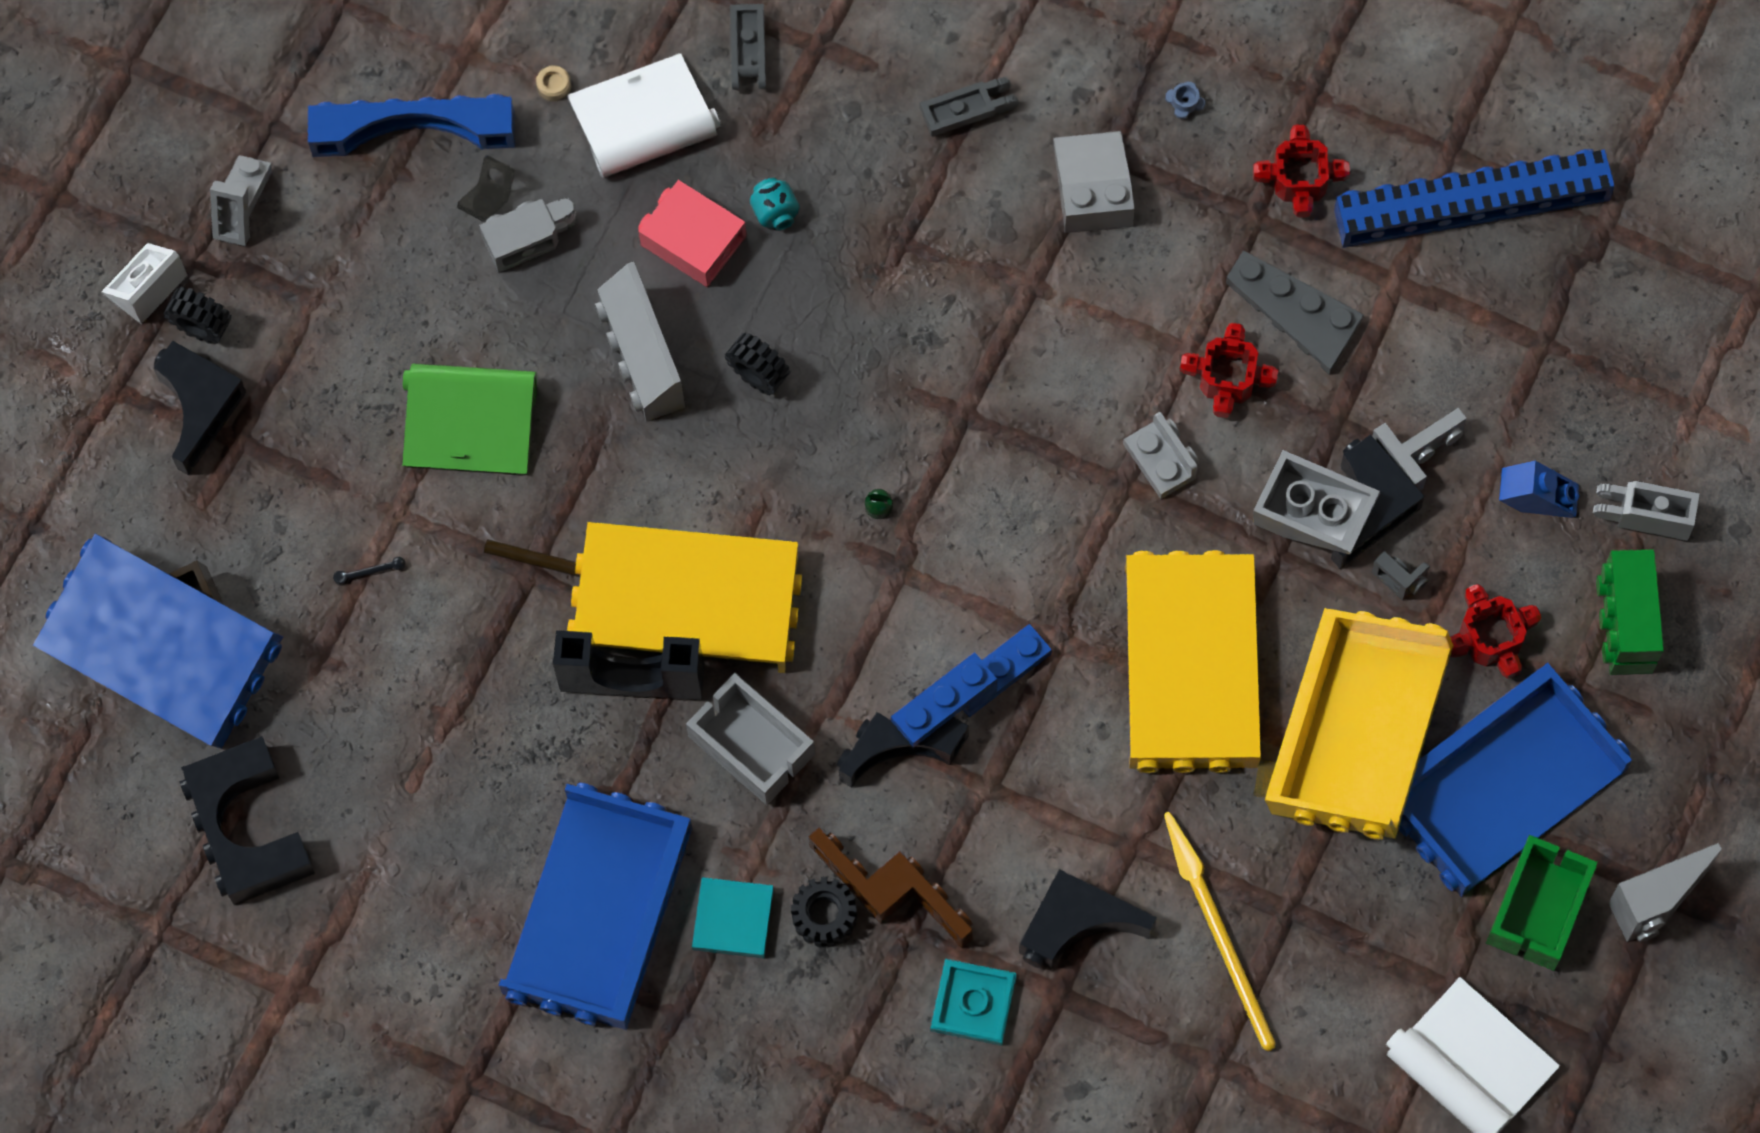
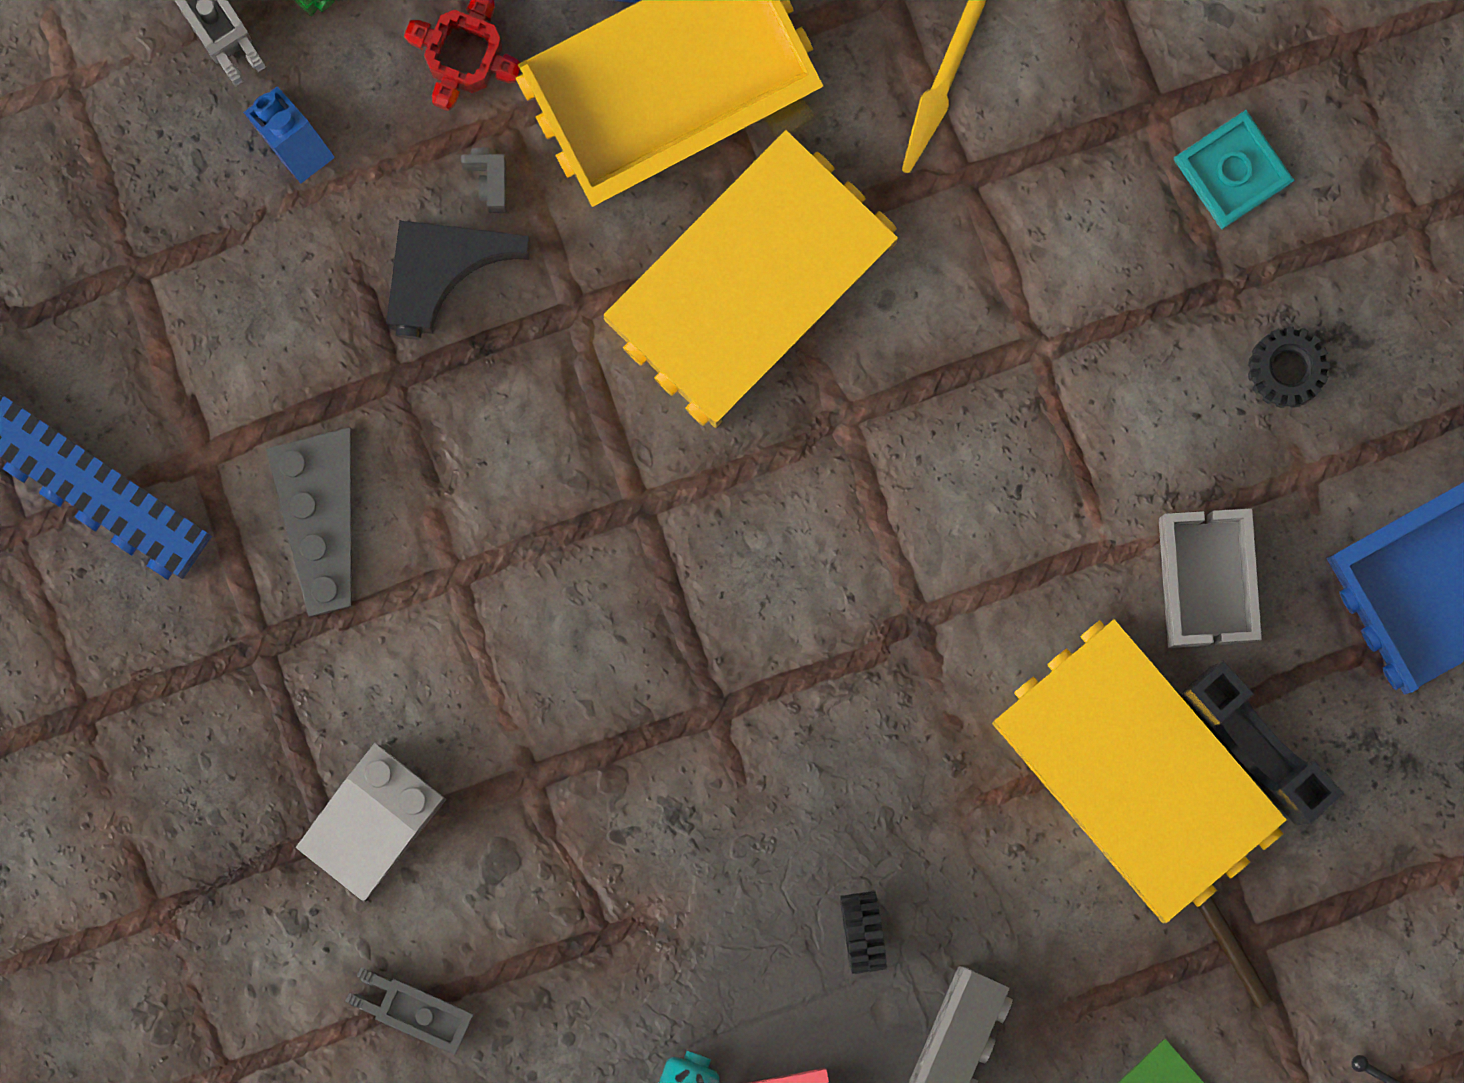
camera: 145 degrees left, 15 degrees up
(732, 917) = (1369, 441): teal tile -> none
(878, 509) = (867, 702): dark green hinge -> none
(883, 741) = (1091, 473): black arch -> none
(892, 886) = (1210, 332): reddish brown bracket -> none
(971, 685) = (969, 440): blue bracket -> none
(1074, 912) = (1077, 158): black arch -> none
(1162, 456) = (582, 495): light grey bracket -> none
(1189, 91) = (197, 808): sand blue plate -> none
(1232, 347) = (415, 475): red piece -> none
(1302, 193) = (144, 608): red piece -> none
(1314, 504) = (504, 304): light grey slope -> none
(1422, 445) = (351, 275): light grey bracket -> none

